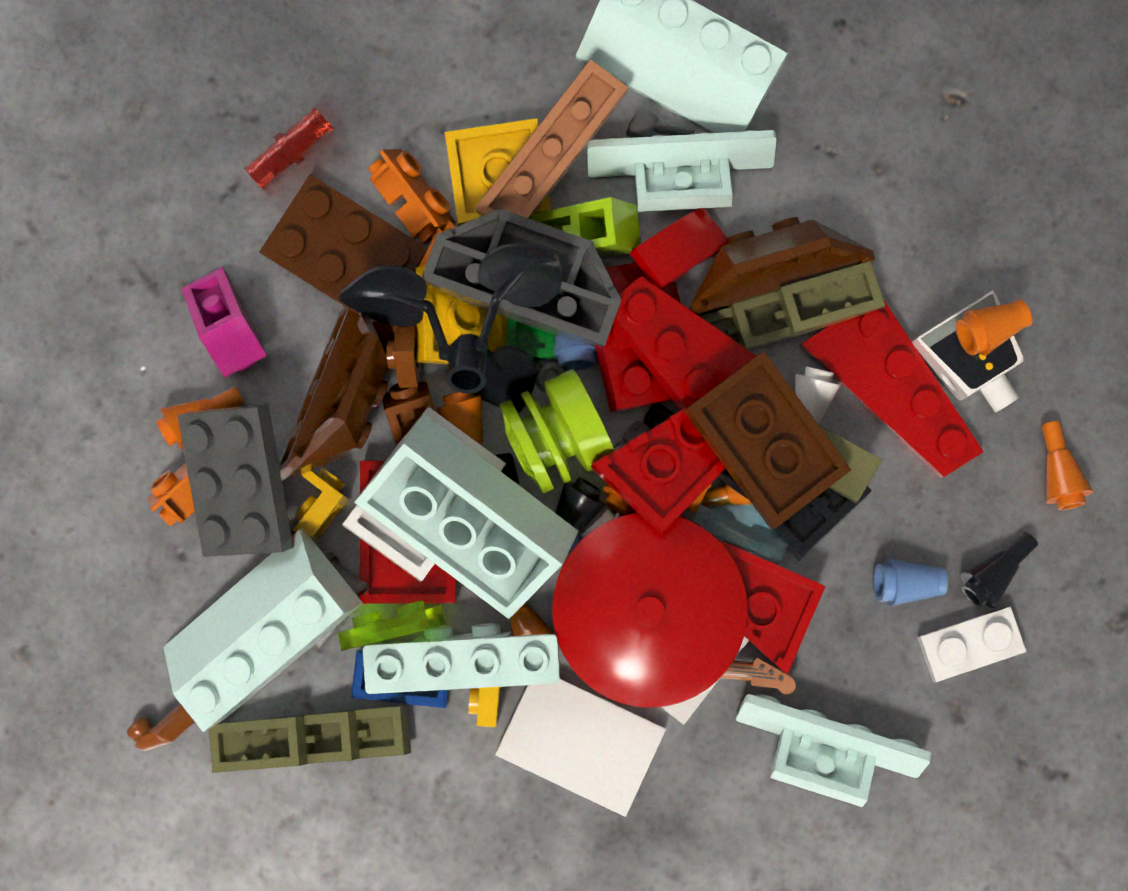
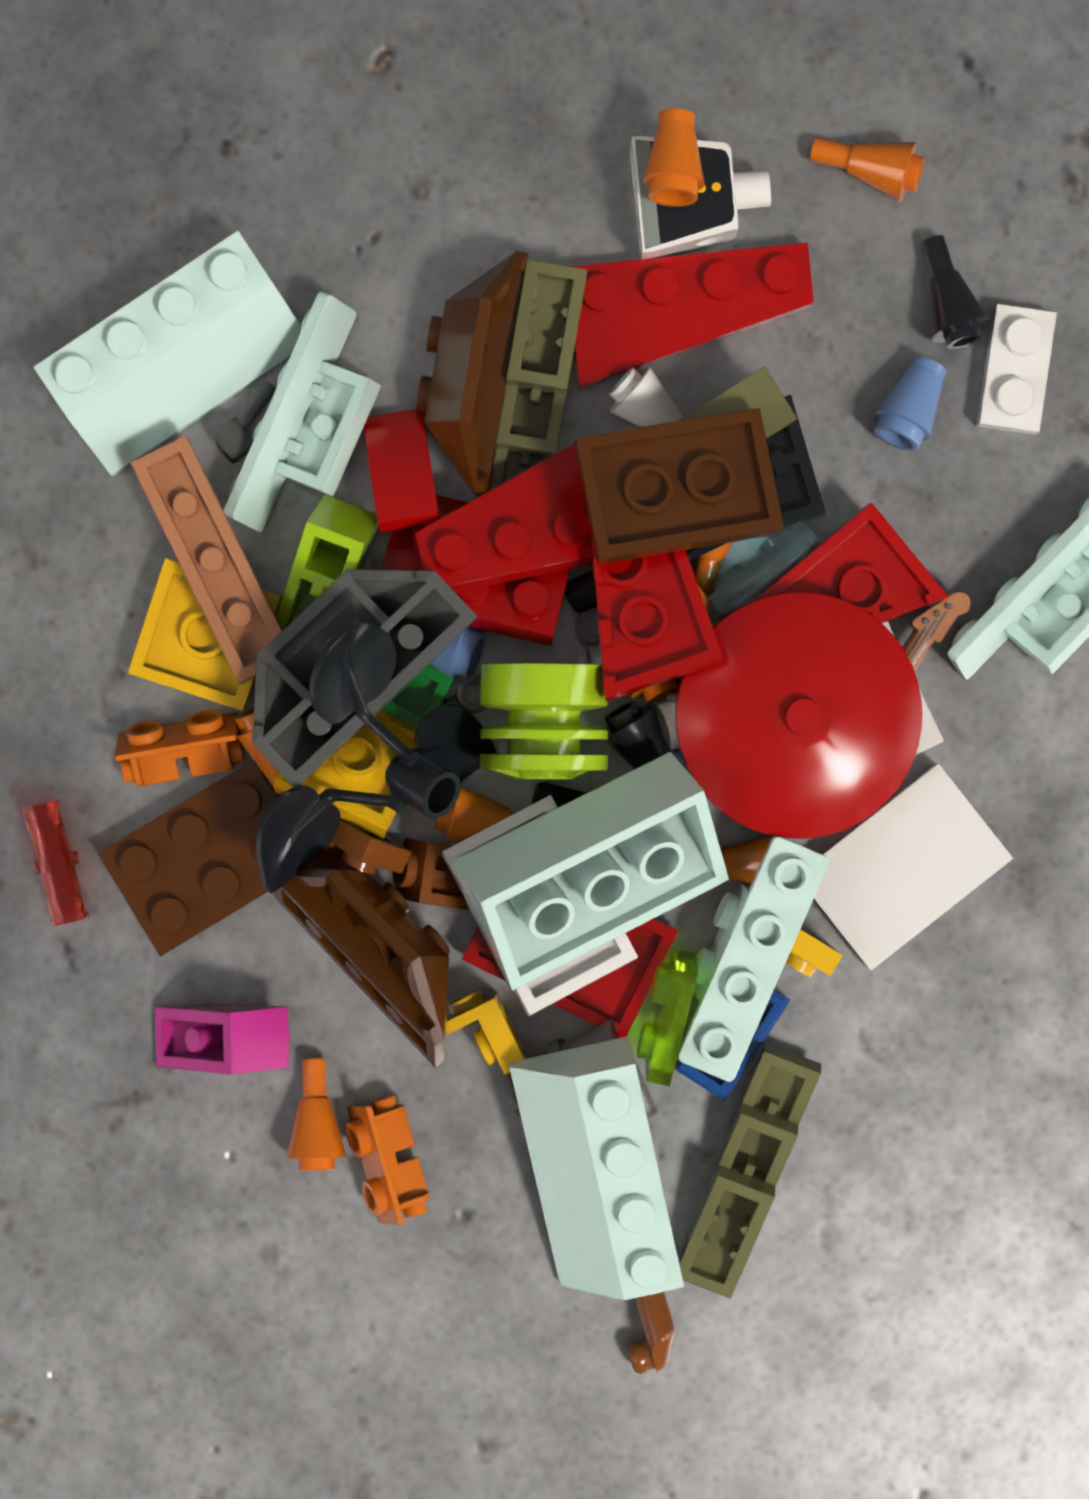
camera: 65 degrees left, 5 degrees up
(235, 481) = (418, 1112): dark grey plate -> none

